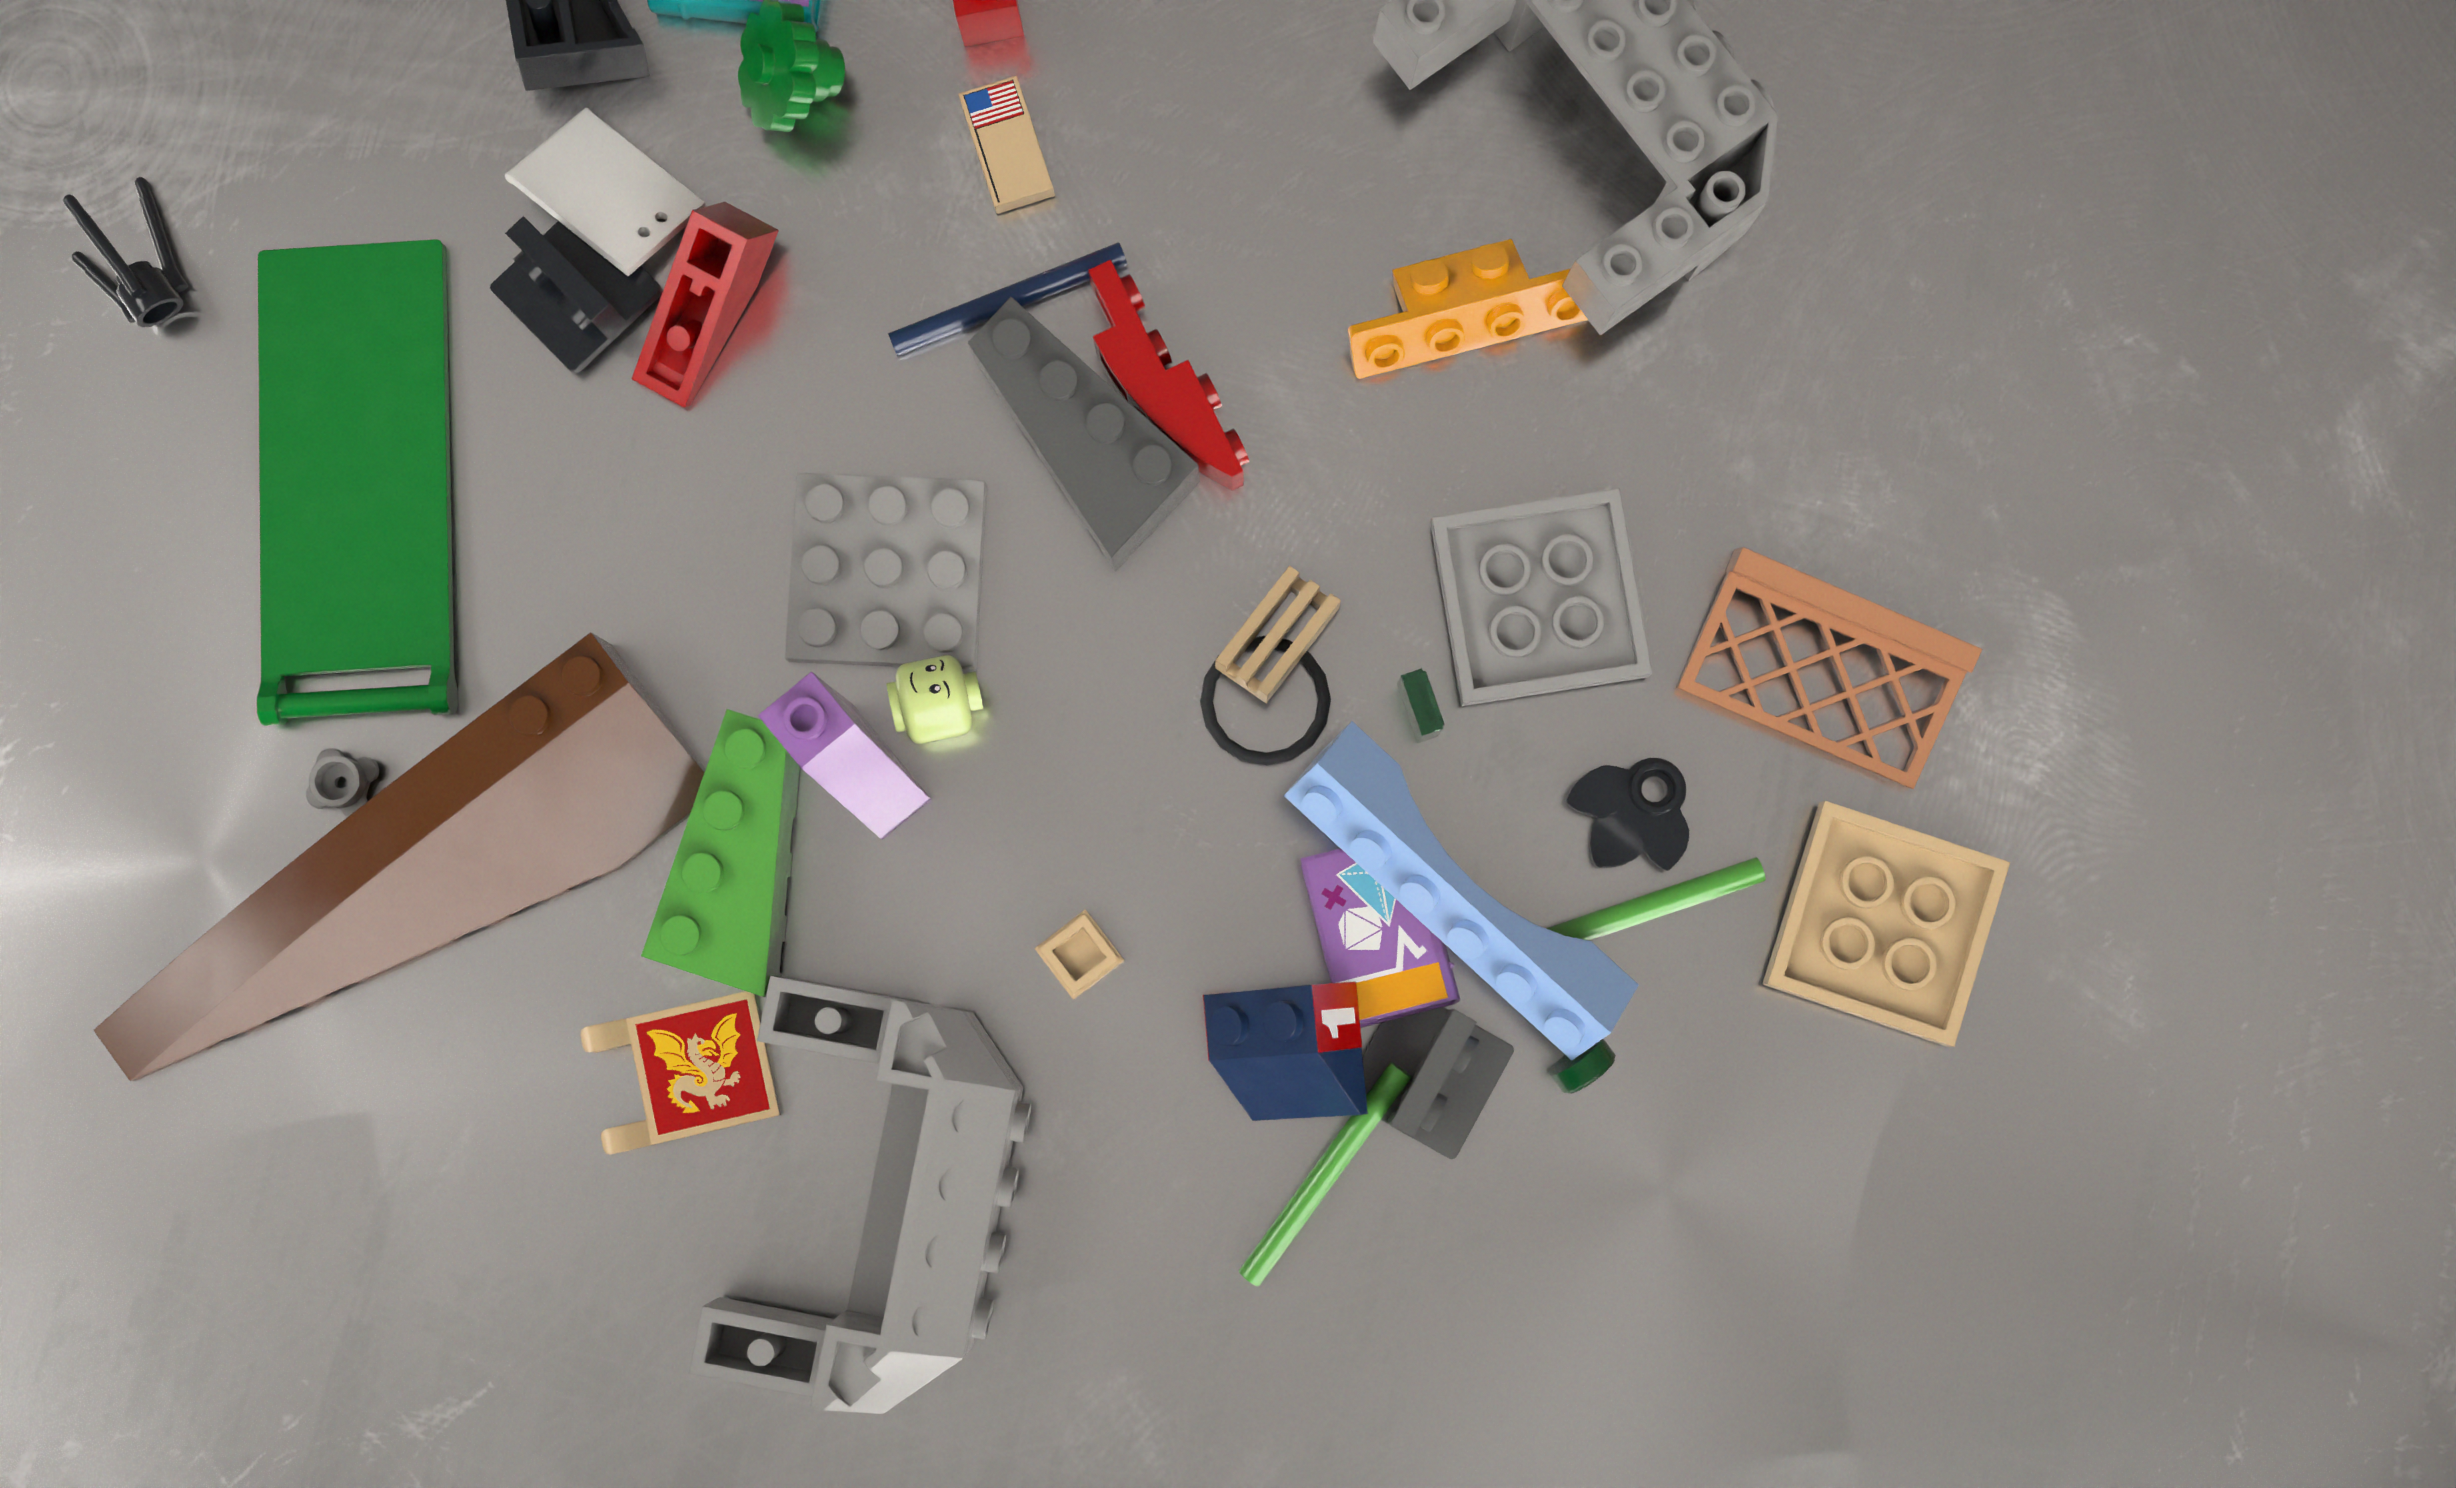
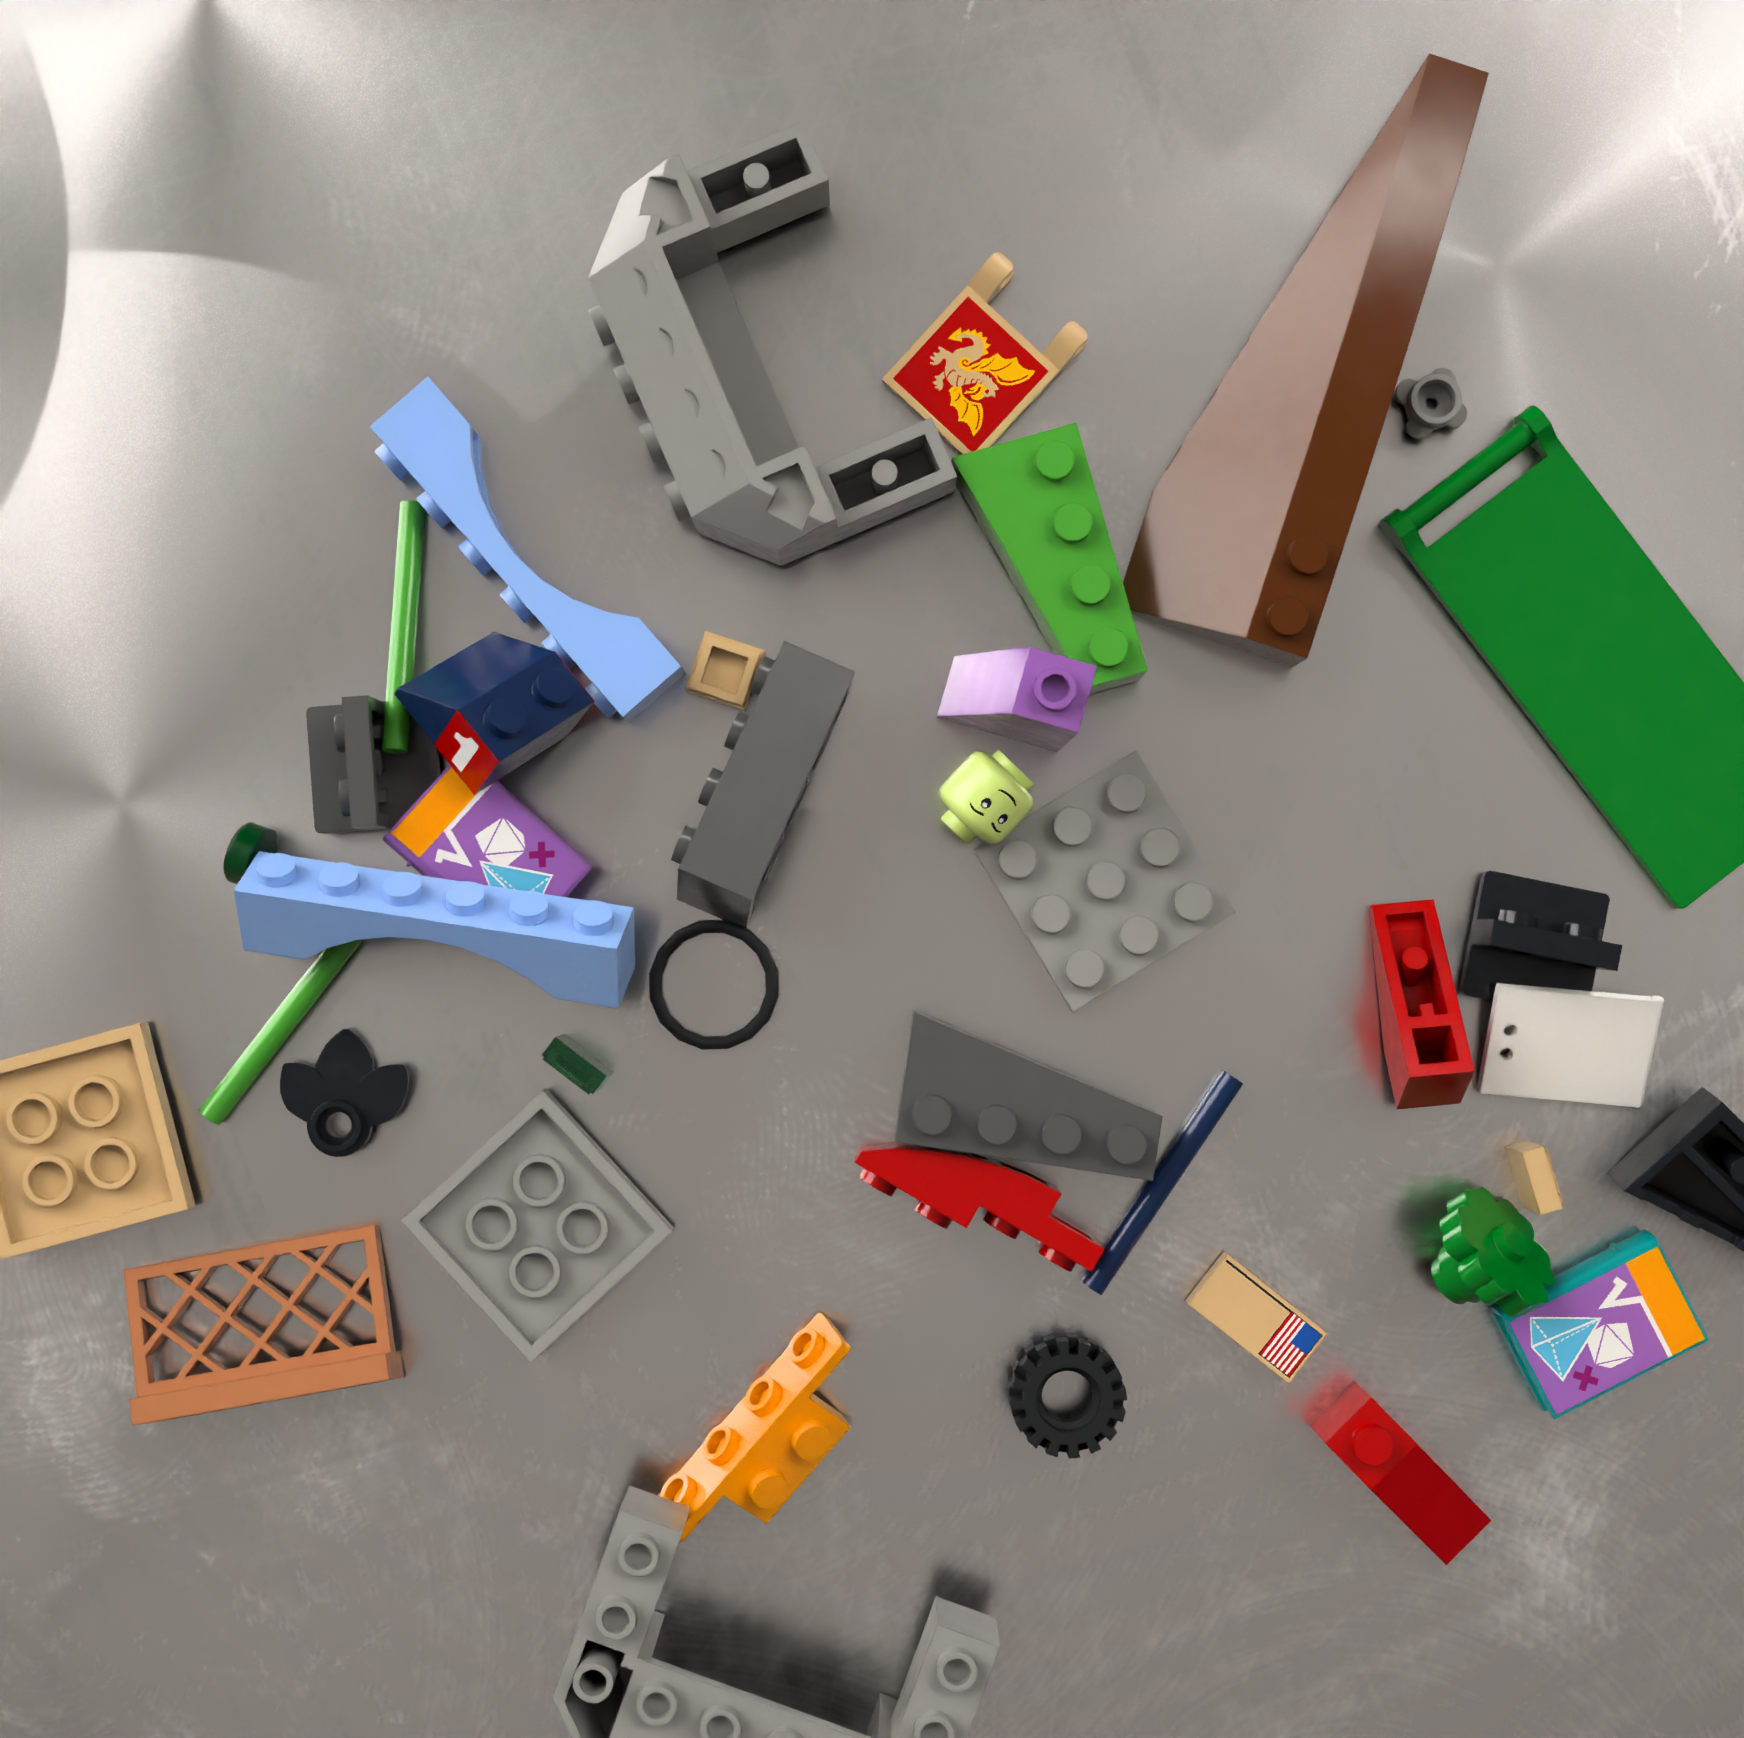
camera: 140 degrees right, 5 degrees up
(708, 106) = (1534, 1177): none -> tan tile
(1108, 832) = (761, 782): none -> dark grey wedge
(1189, 147) = (1073, 1433): none -> black tyre
(1194, 1305) = (444, 455): none -> light blue arch
(1306, 594) = (736, 1097): tan tile -> none

